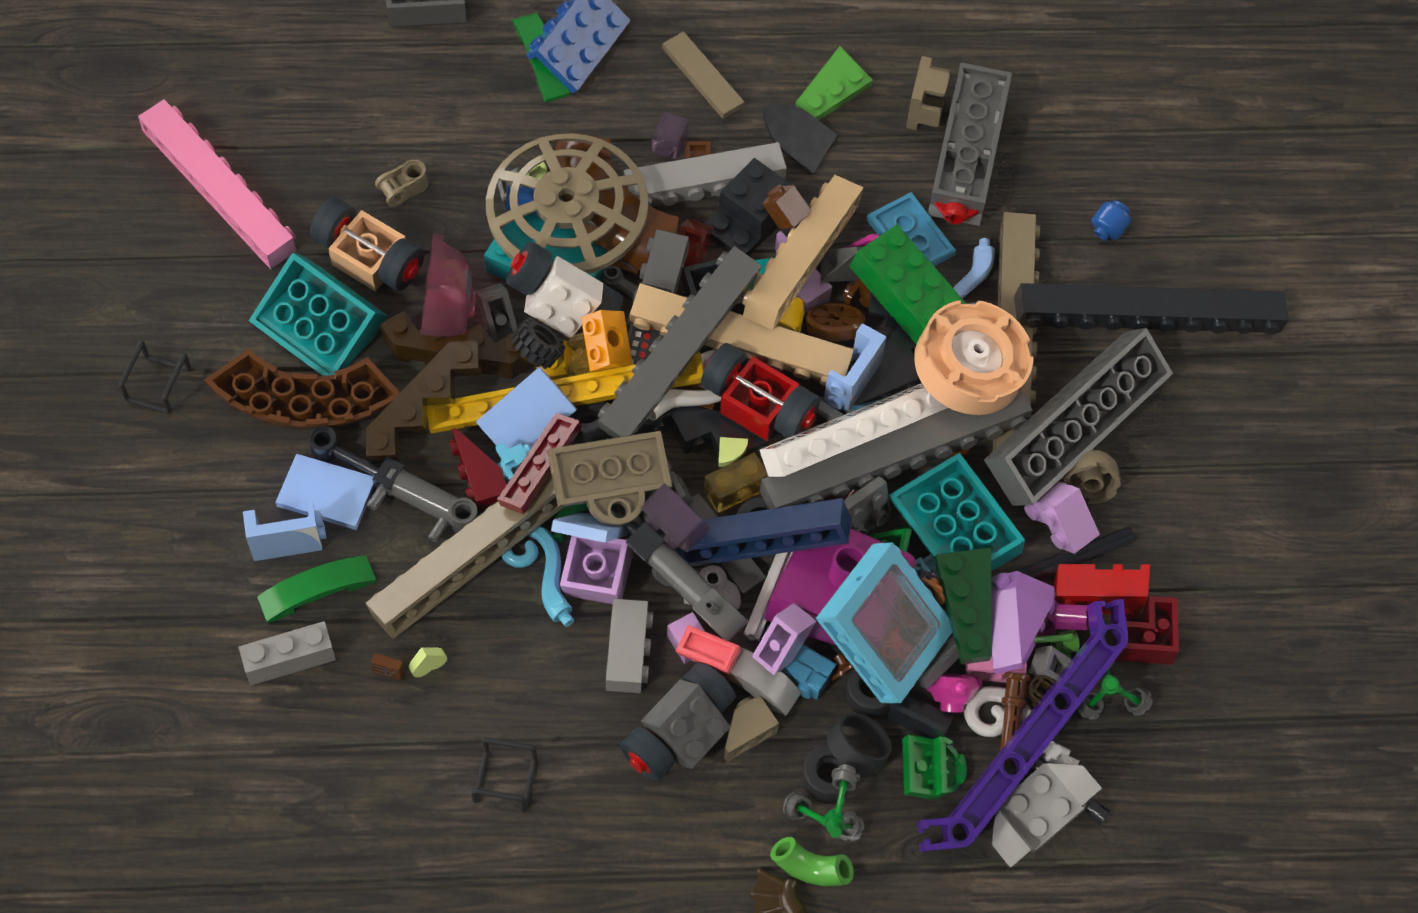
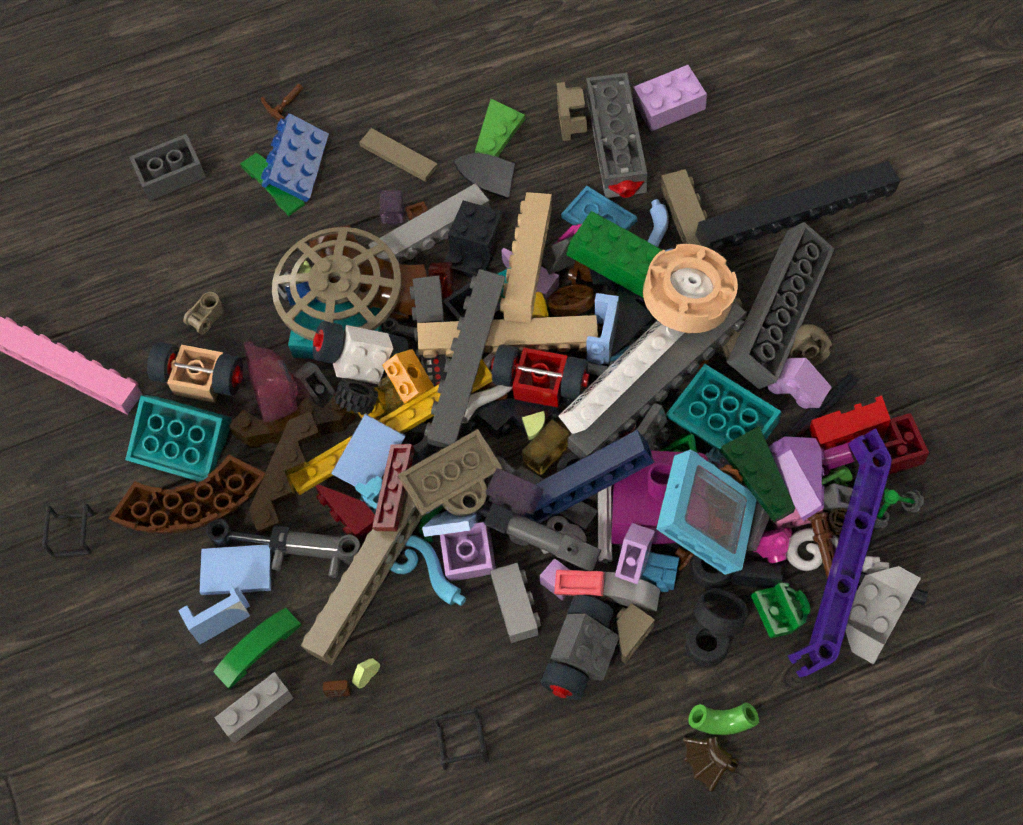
camera: 10 degrees left, 0 degrees up
(786, 206) = (502, 227): brick -> none
(838, 825) = (733, 678): dark grey plant -> none
(1054, 121) = (669, 97): none -> lavender brick
(1111, 220) = (741, 154): blue head -> none

